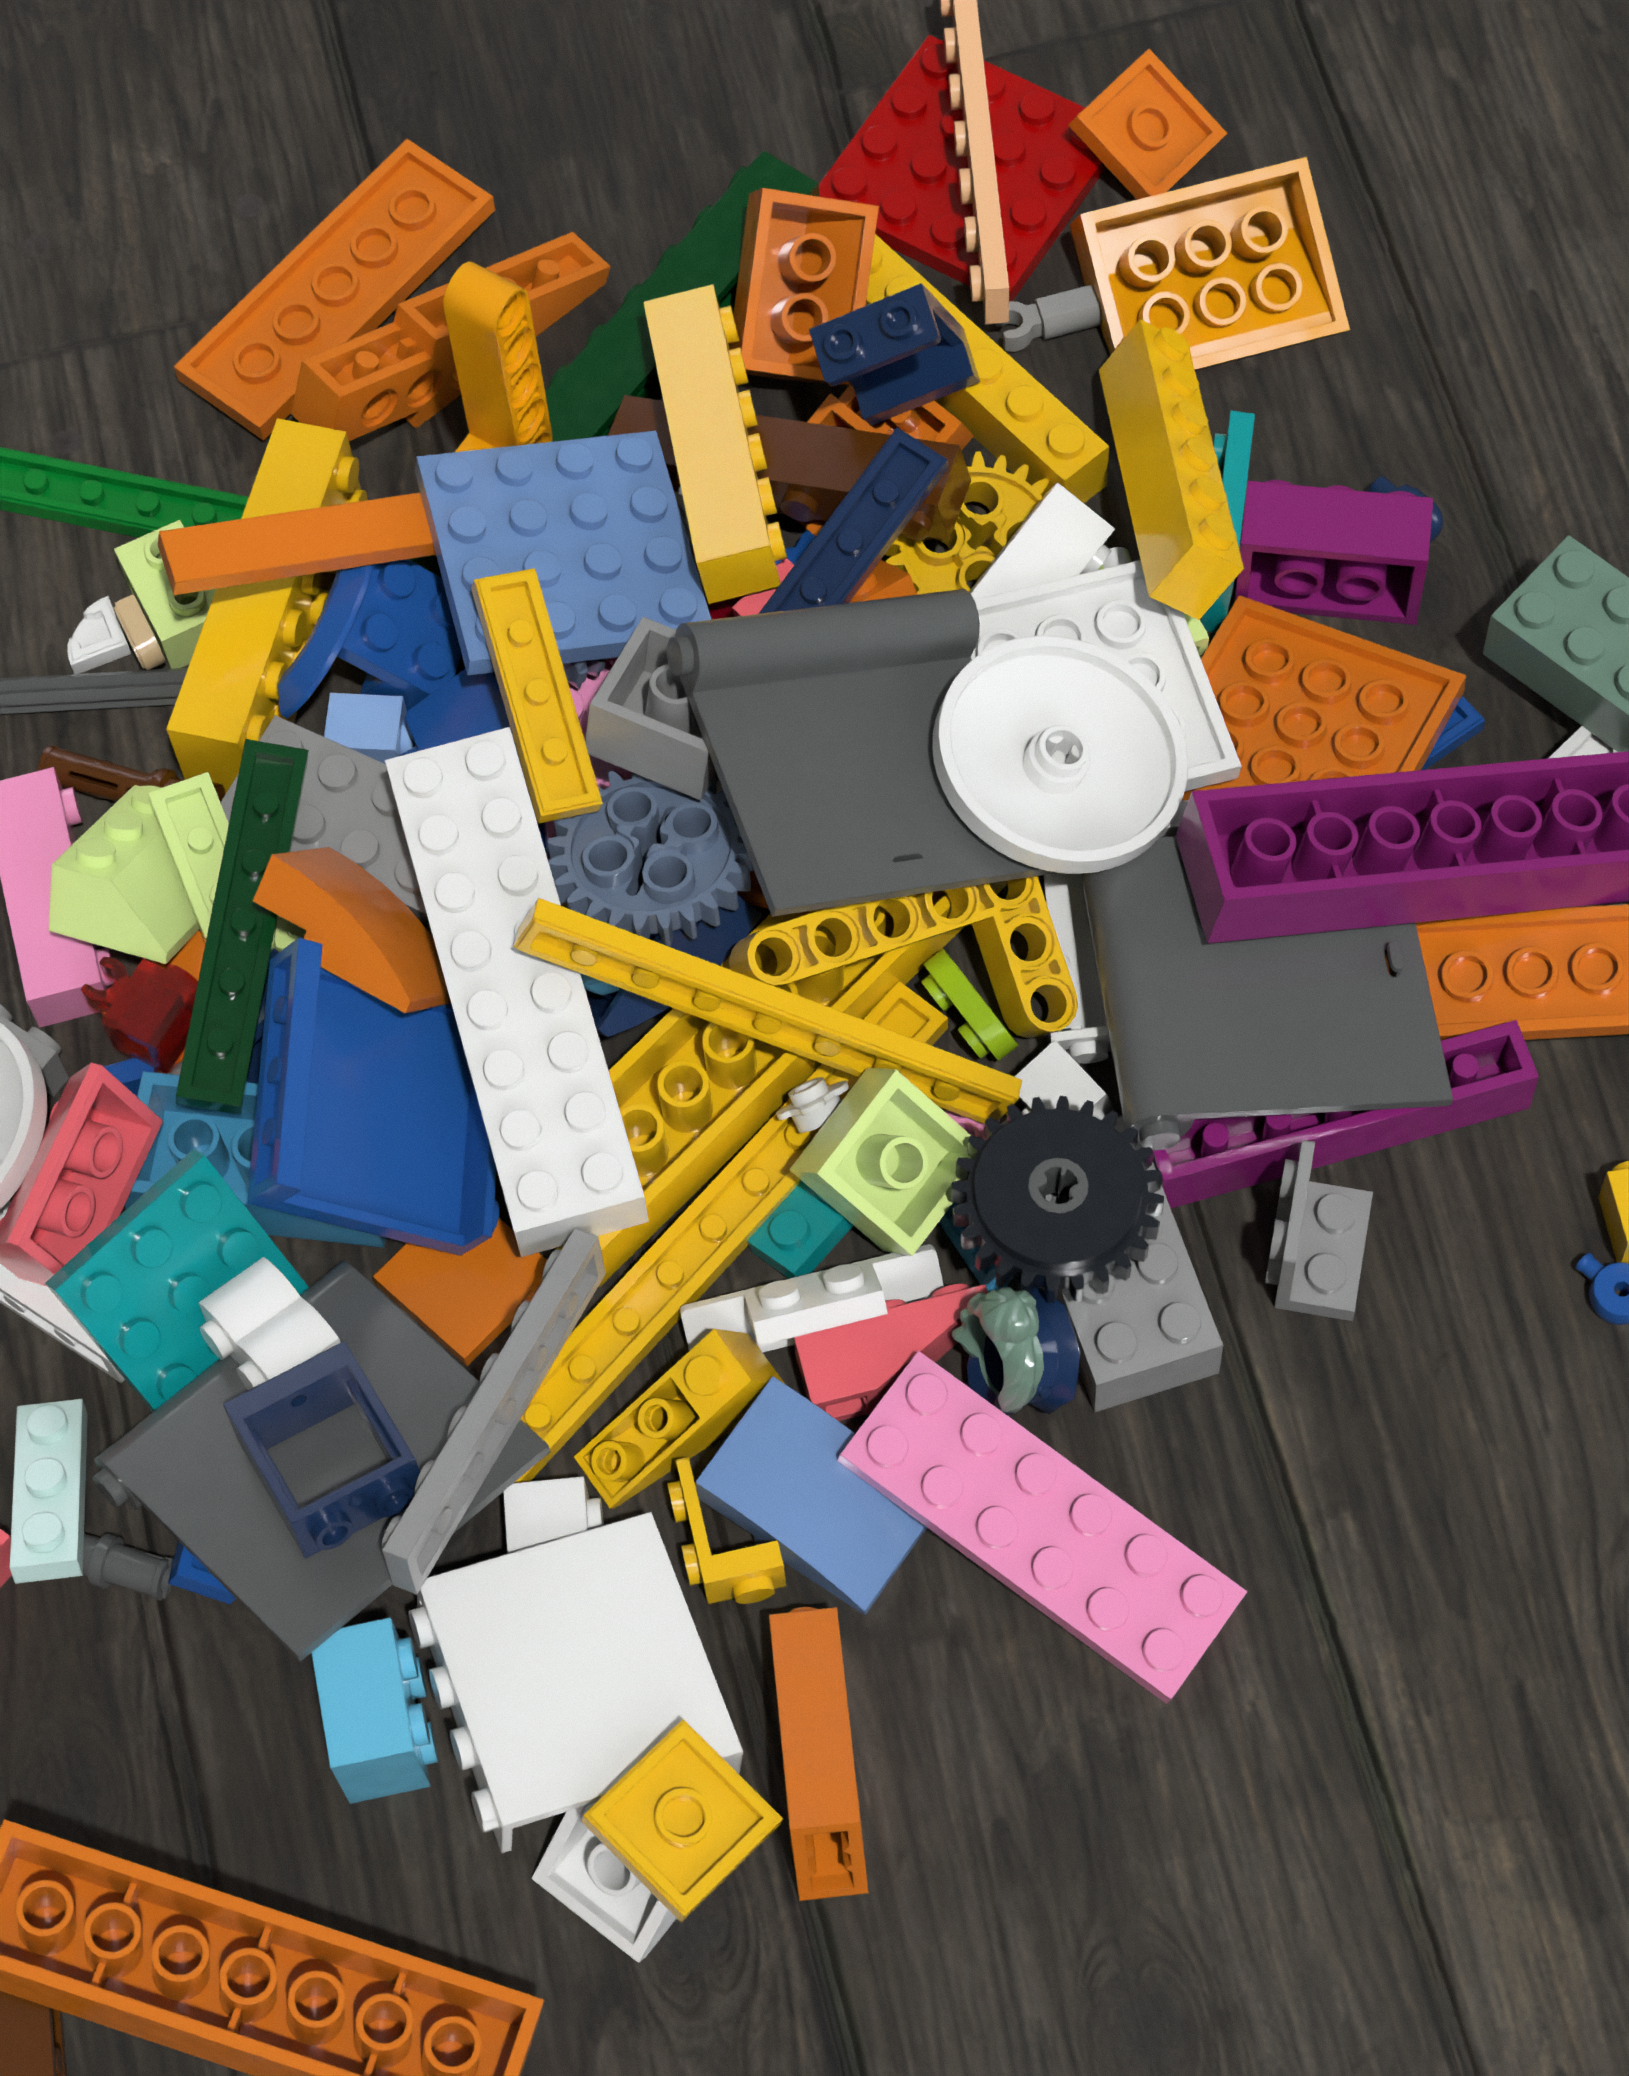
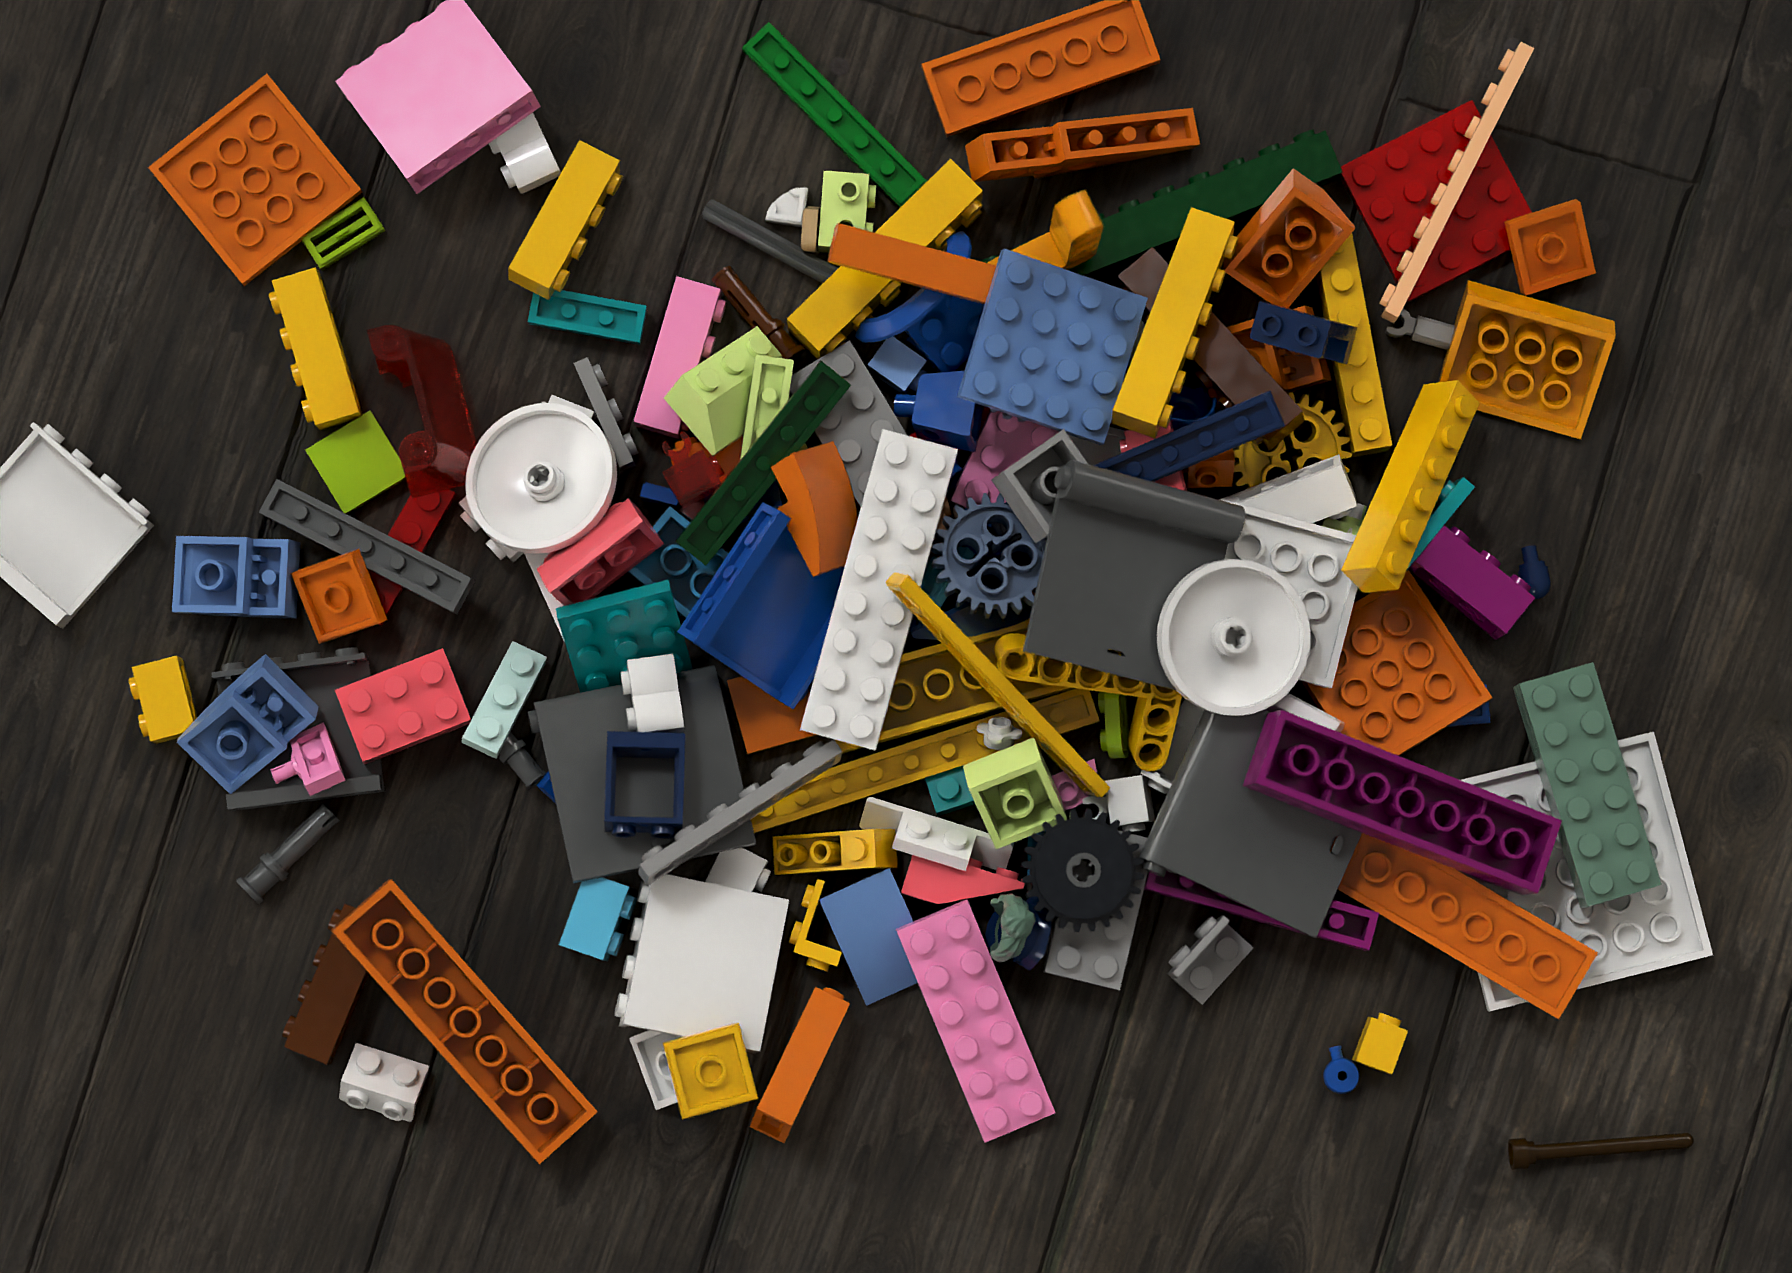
camera: 25 degrees right, 20 degrees up
(536, 695) = (983, 437): yellow tile -> none

